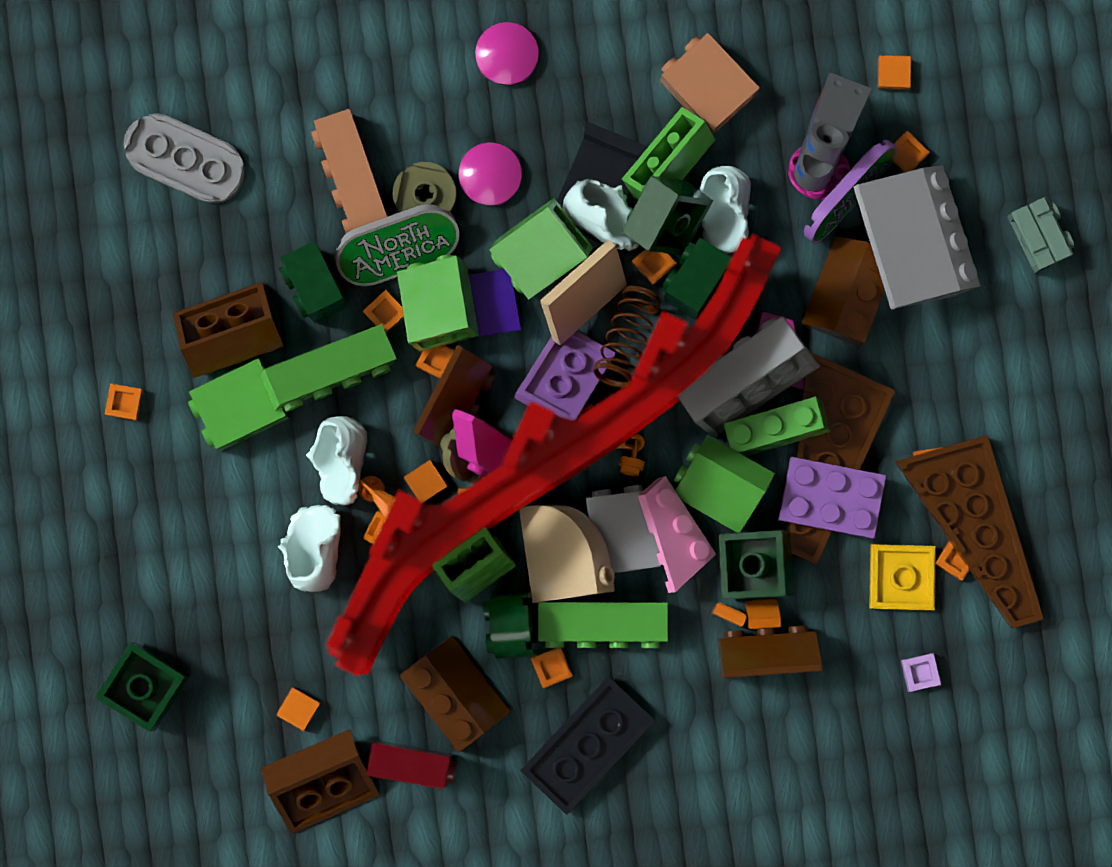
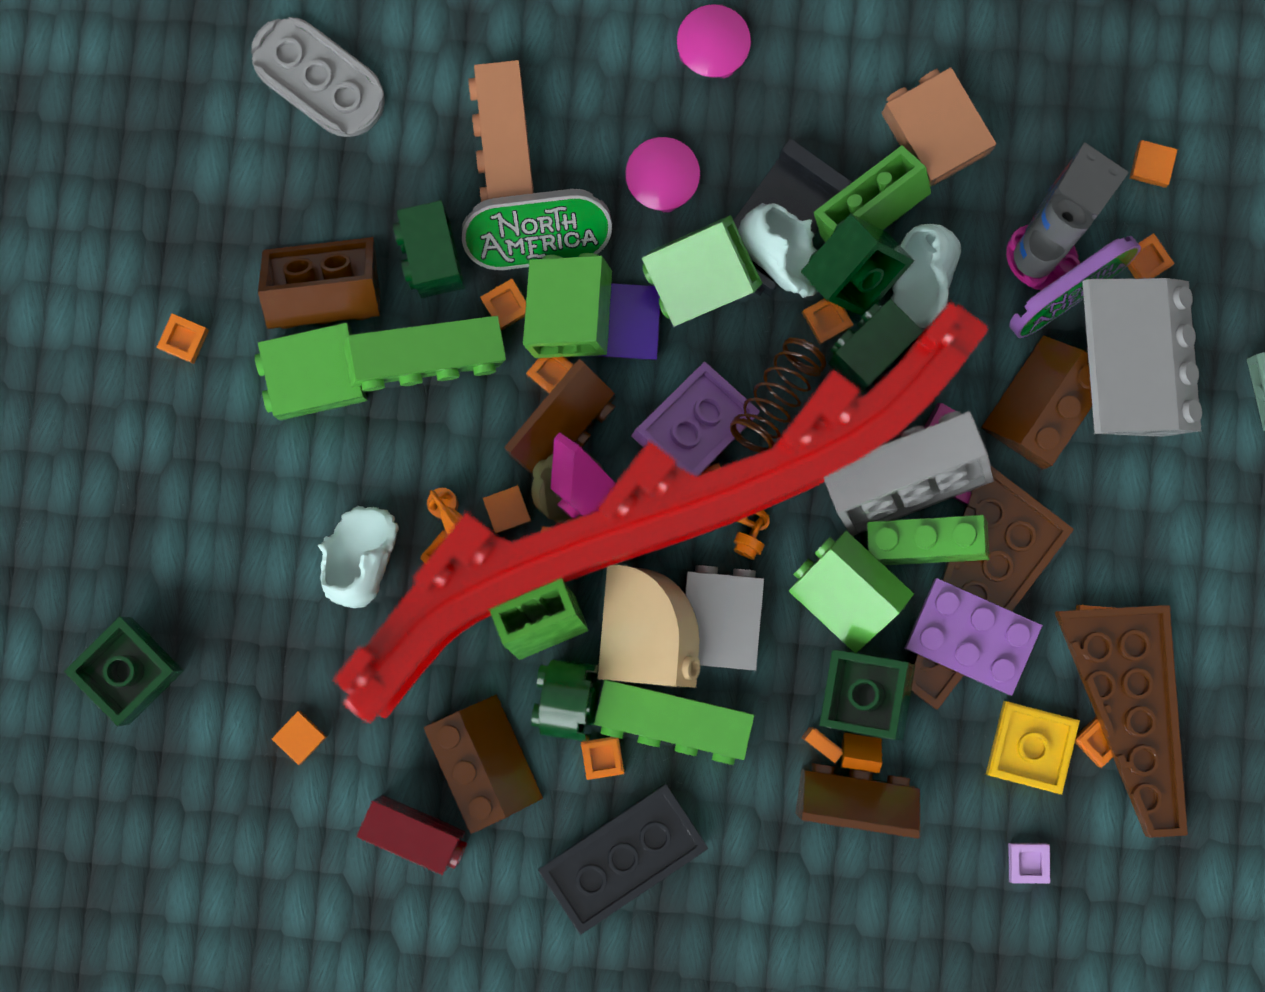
camera: 10 degrees right, 0 degrees up
(319, 781) = (302, 828): reddish brown slope -> none
(339, 458) = (413, 459): light aqua piece -> none
(422, 175) = (587, 157): olive plate -> none
(583, 292) = (739, 332): tan tile -> none
(678, 537) = (783, 638): bright pink wing -> none

